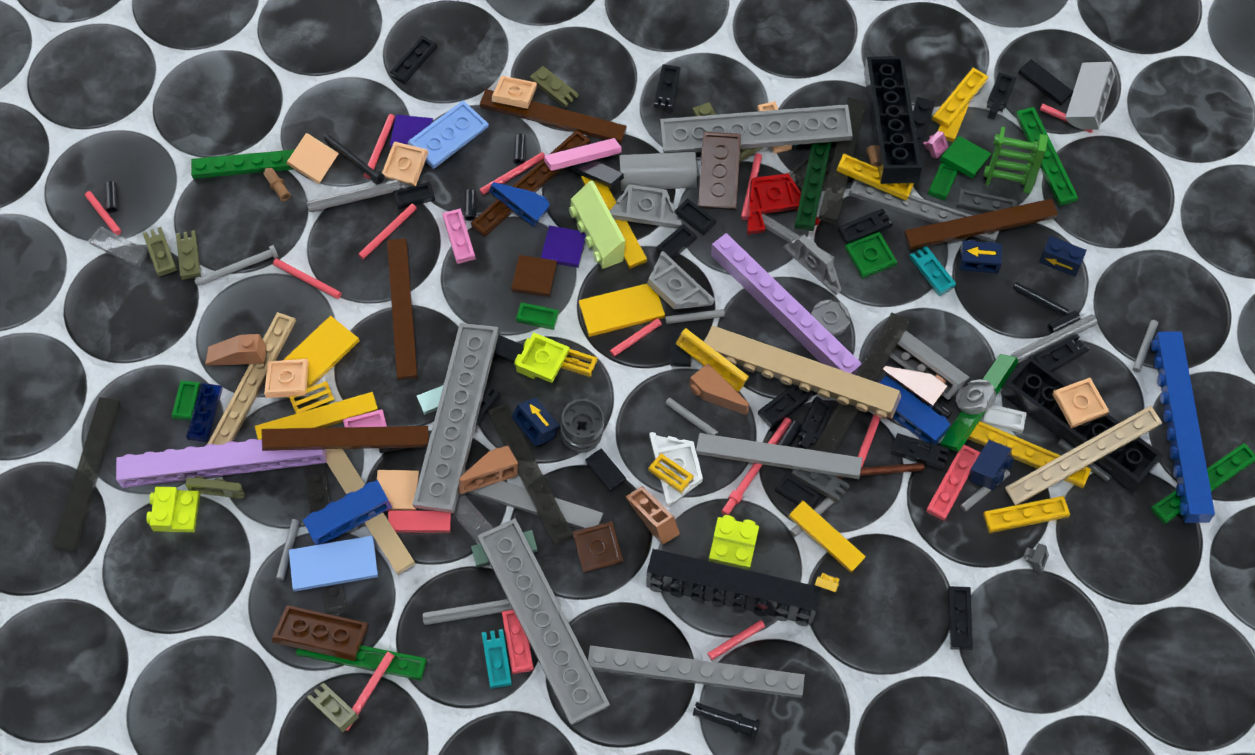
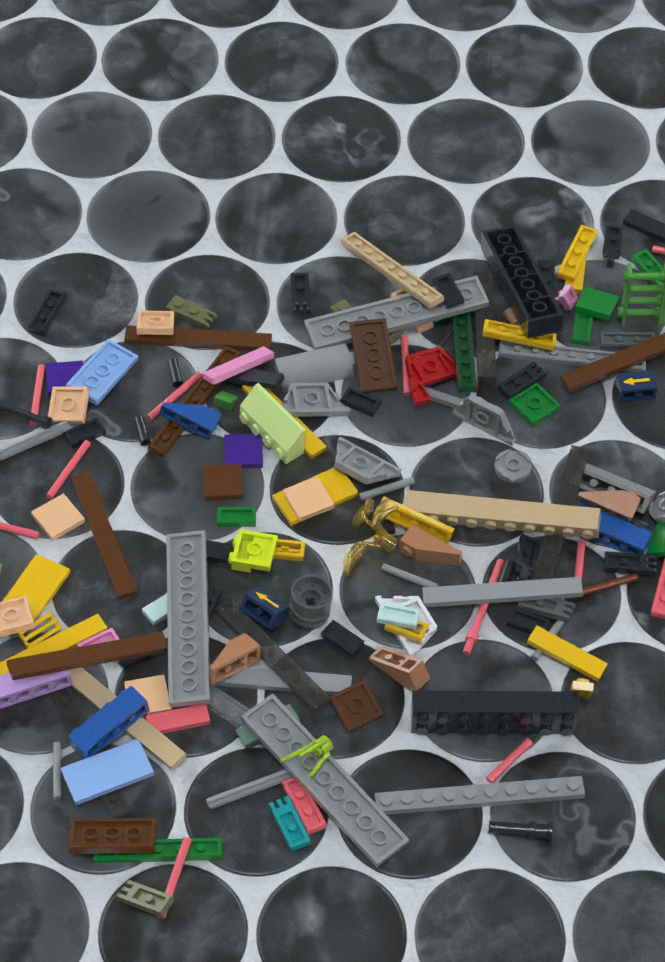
camera: 15 degrees left, 10 degrees down
(363, 280) = (58, 517): none -> light nougat tile
(458, 236) = (139, 460): bright pink tile -> none
(545, 587) = (319, 748): none -> lime plant
(561, 188) = (225, 400): none -> bright green slope
(612, 312) = (308, 499): none -> light nougat tile
(635, 337) = (336, 517): coral bar -> none
(664, 461) = (398, 616): none -> light aqua tile
(673, 370) = (382, 538): none -> clear yellow plant
(677, 242) = (350, 426): black tile -> none
(734, 542) = (482, 672): neon yellow plate -> none
(765, 81) = (392, 270): none -> tan tile
(782, 306) = (463, 460): lavender brick -> none
(783, 405) = (493, 548): black hinge -> none
(813, 115) = (447, 287): none -> black tile
(932, 270) = (595, 406): teal hinge -> none

